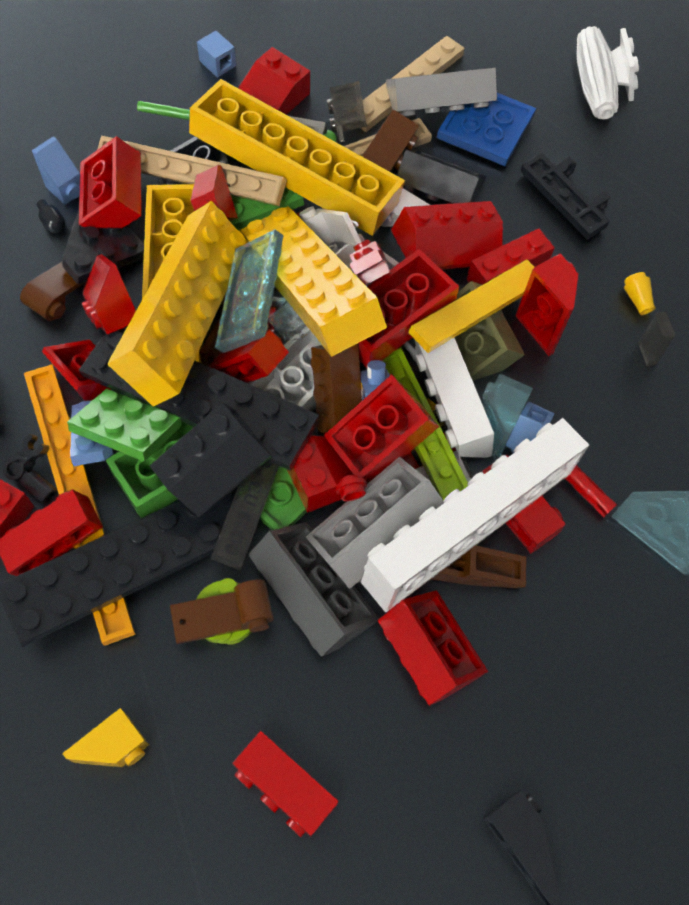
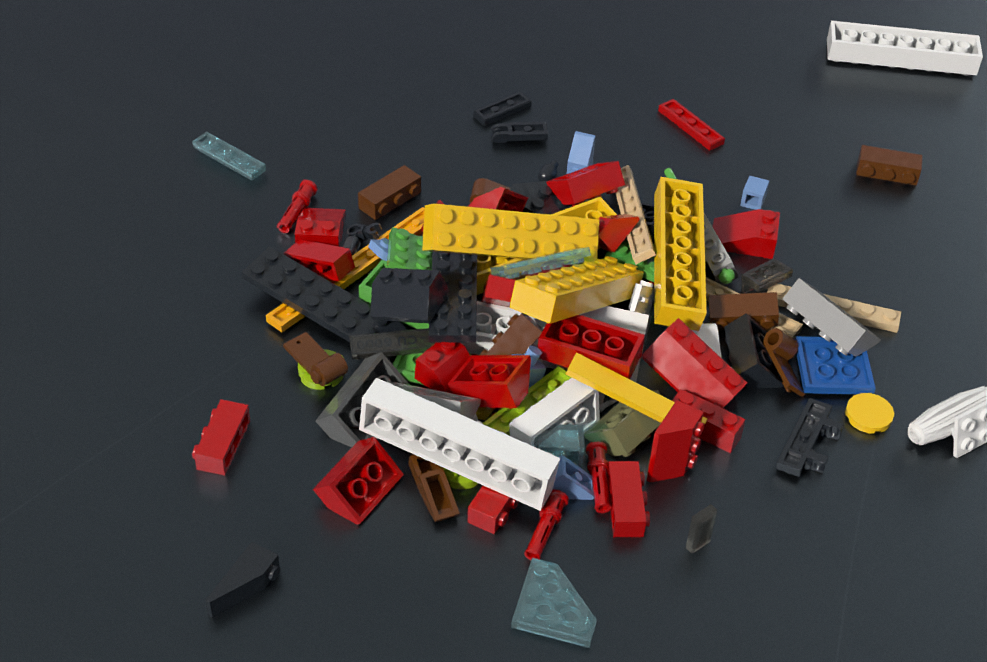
camera: 65 degrees right, 20 degrees down
(65, 50) = (691, 124): none -> red tile
(110, 743) = (207, 345): yellow slope -> none
(351, 488) = (438, 379): red plate -> none
(369, 261) = (608, 310): slope -> none
(445, 150) = (781, 349): none -> reddish brown door
(555, 130) = (869, 412): none -> yellow tile
(567, 409) = (598, 468): none -> red pin
(578, 386) = (627, 499): none -> red brick
(640, 292) = (749, 515): yellow cone -> none

